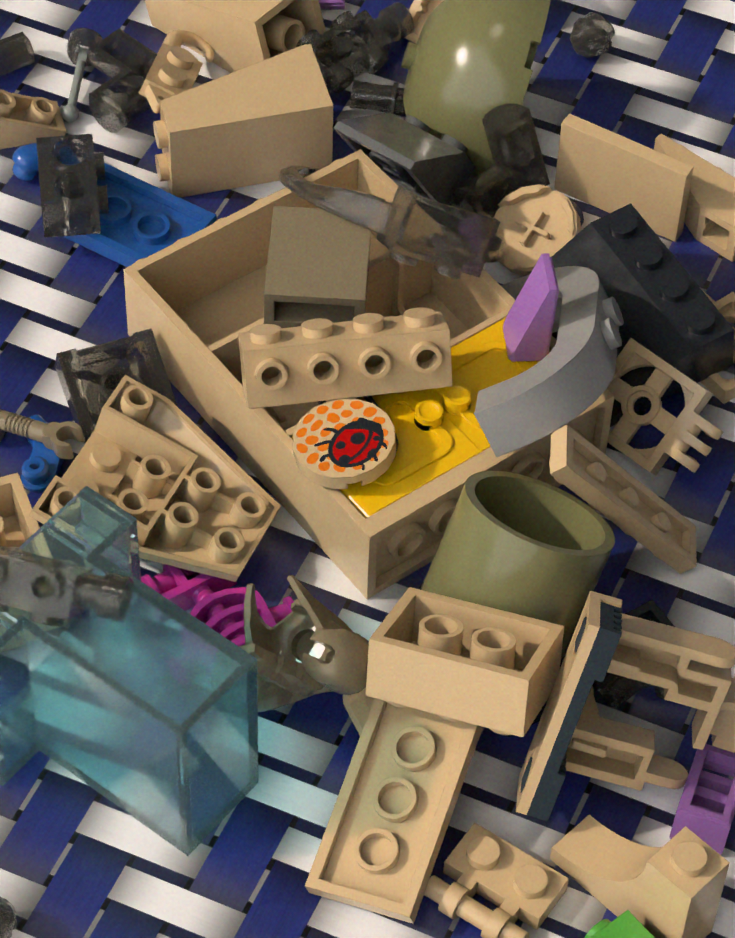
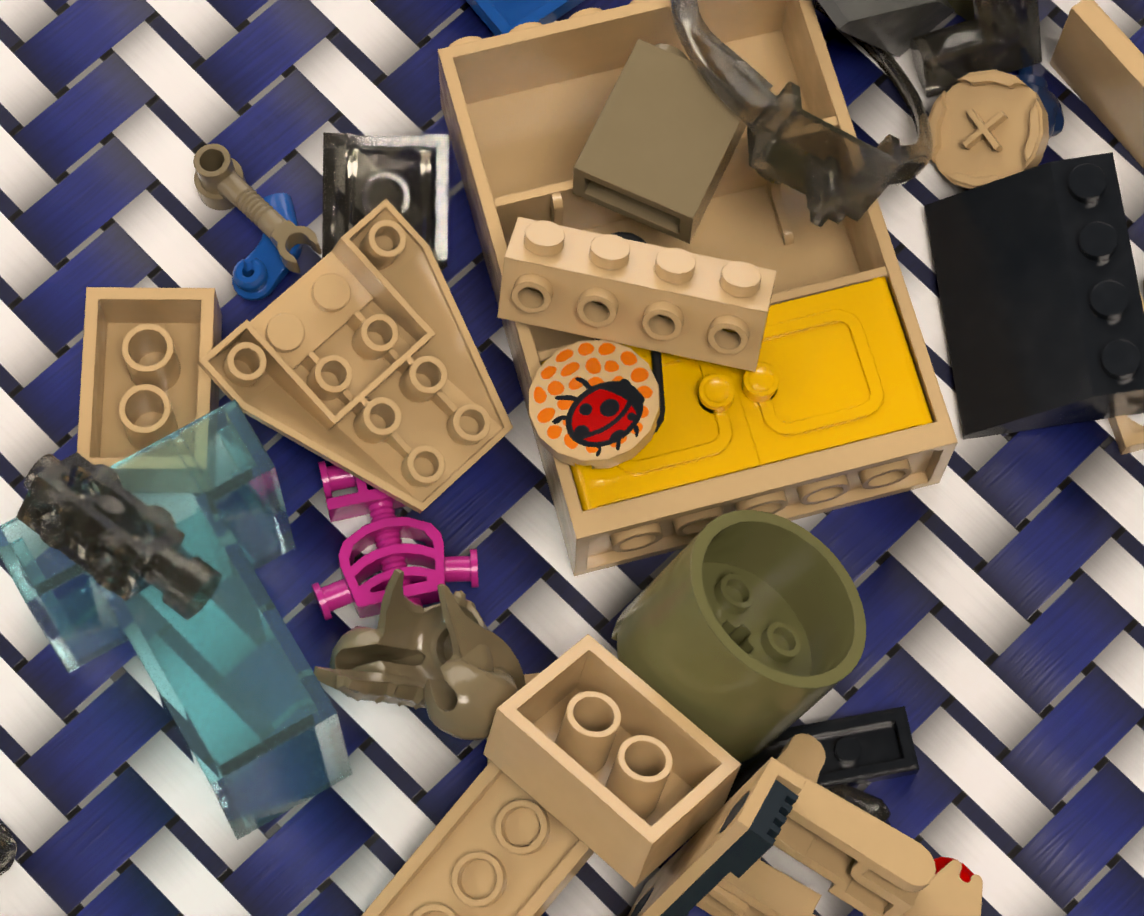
camera: 20 degrees right, 20 degrees up
(532, 315) = (892, 308): medium lavender slope -> none
(564, 380) = (915, 411): light grey arch -> none
(622, 499) = (908, 583): tan plate -> none
(679, 431) = (1036, 493): tan piece -> none

